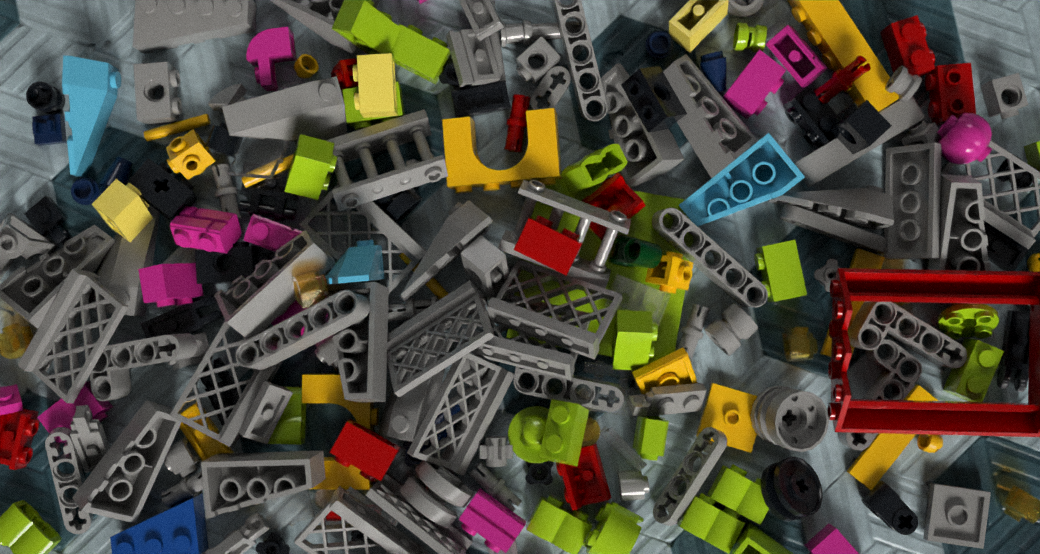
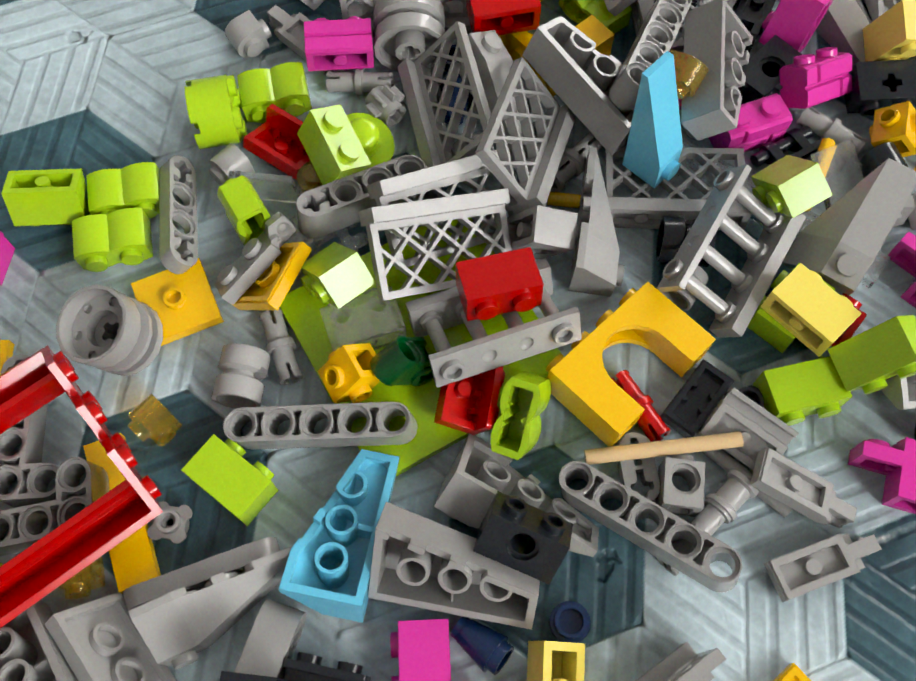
camera: 140 degrees right, 20 degrees down
(304, 61) = (894, 294): yellow hinge -> none
(529, 86) = (663, 448): none -> tan bar
(791, 489) = (57, 267): black wheel -> none

